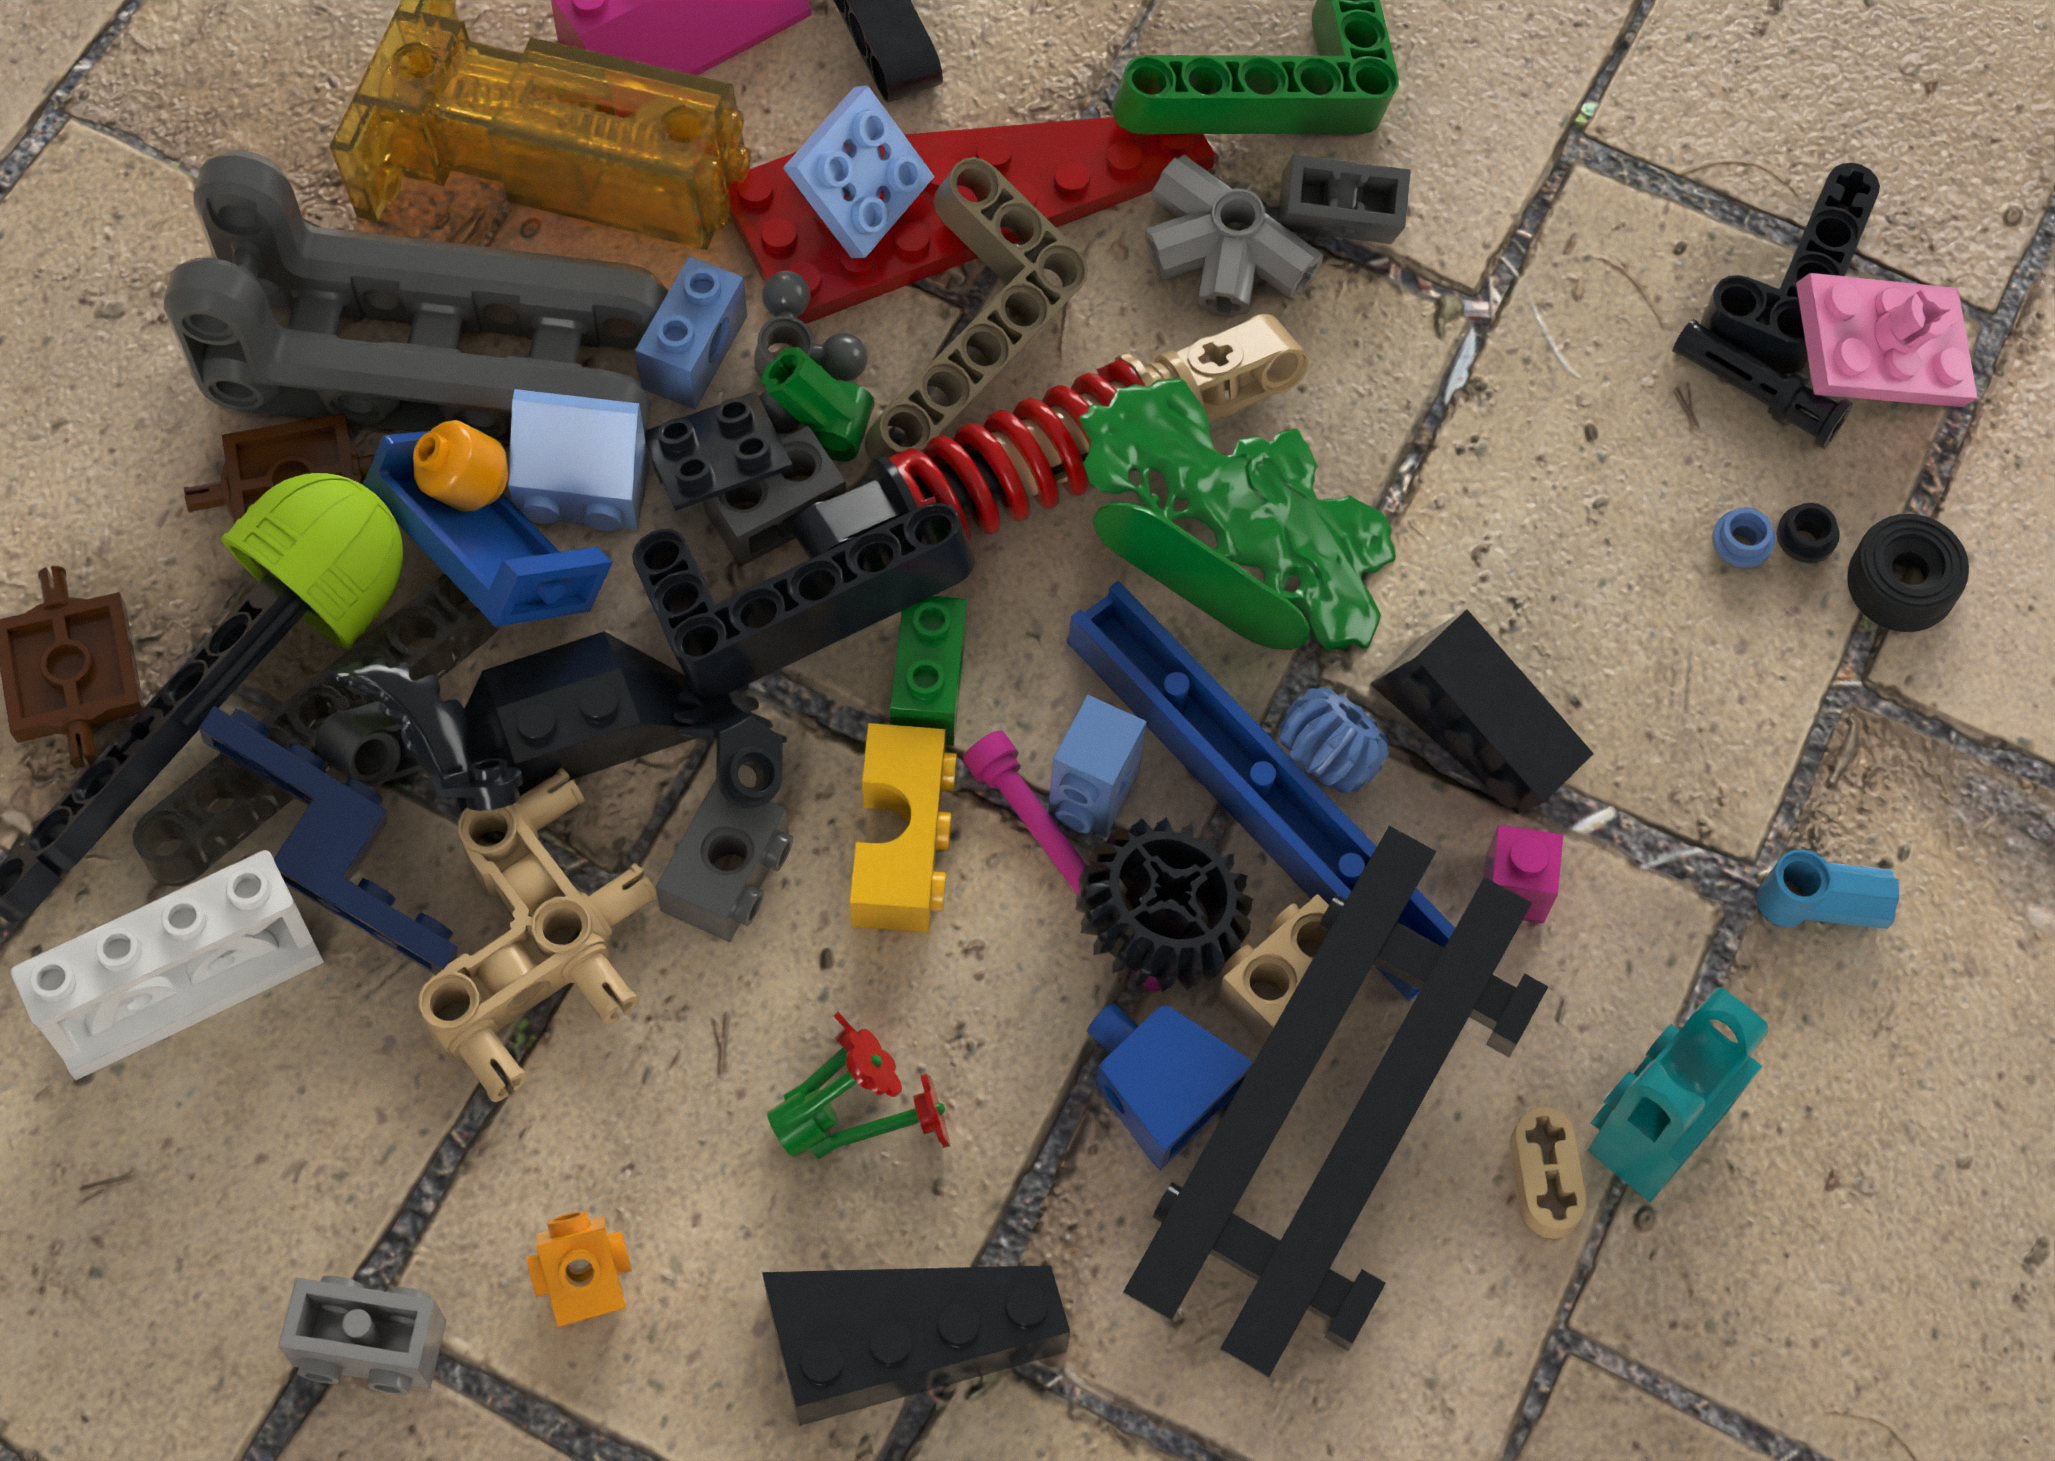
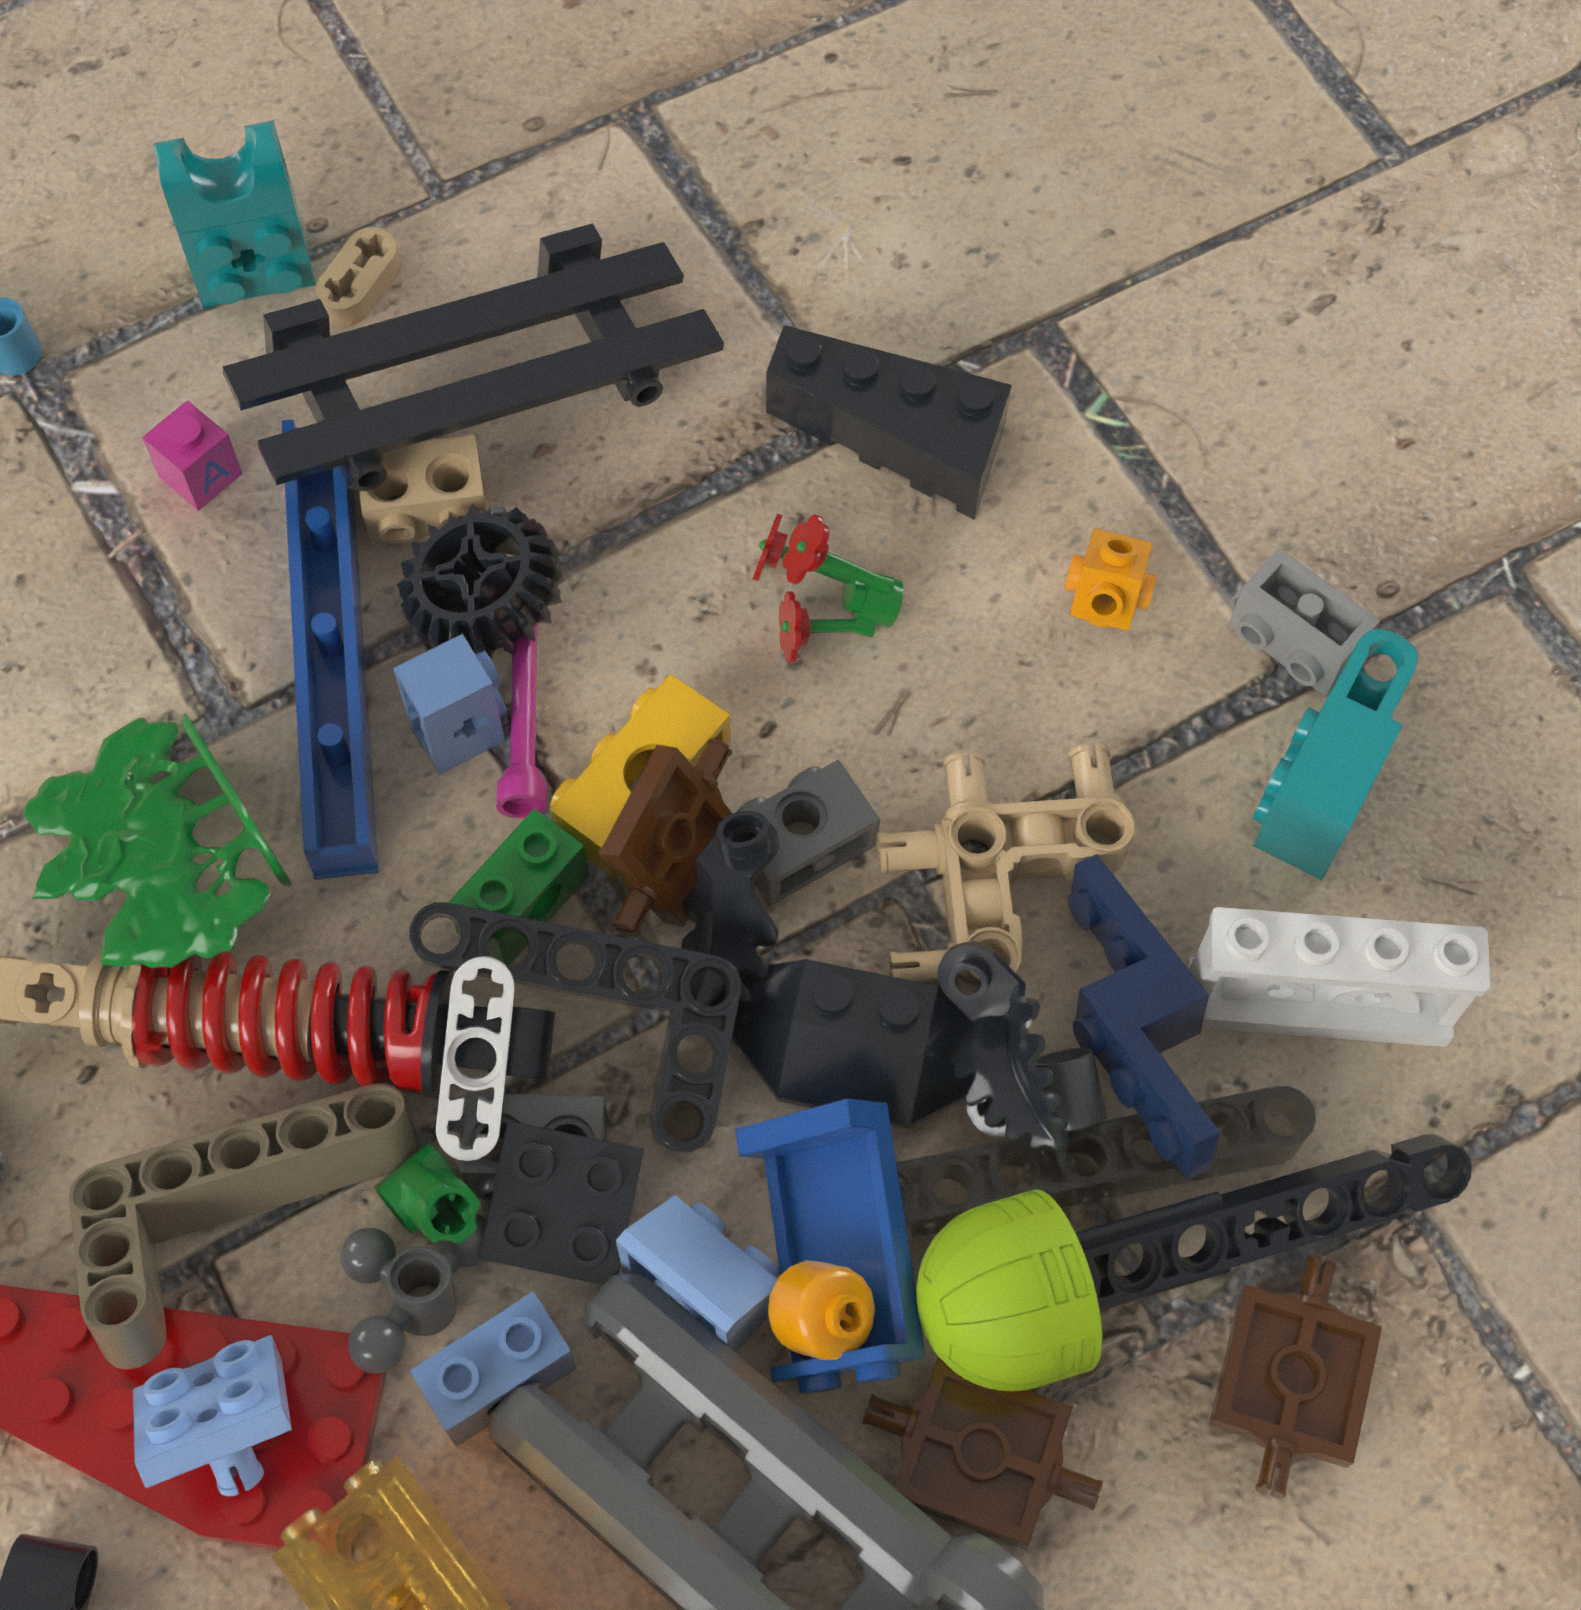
camera: 145 degrees left, 0 degrees up
(260, 1189) = (1334, 759): none -> teal brick
(828, 767) = (664, 831): none -> reddish brown plate
(843, 494) = (487, 1111): none -> white beam
(1164, 1077) = (577, 473): blue torso -> none
(1333, 739) = (243, 623): medium blue gear -> none
(1484, 712) = (108, 589): black wedge -> none

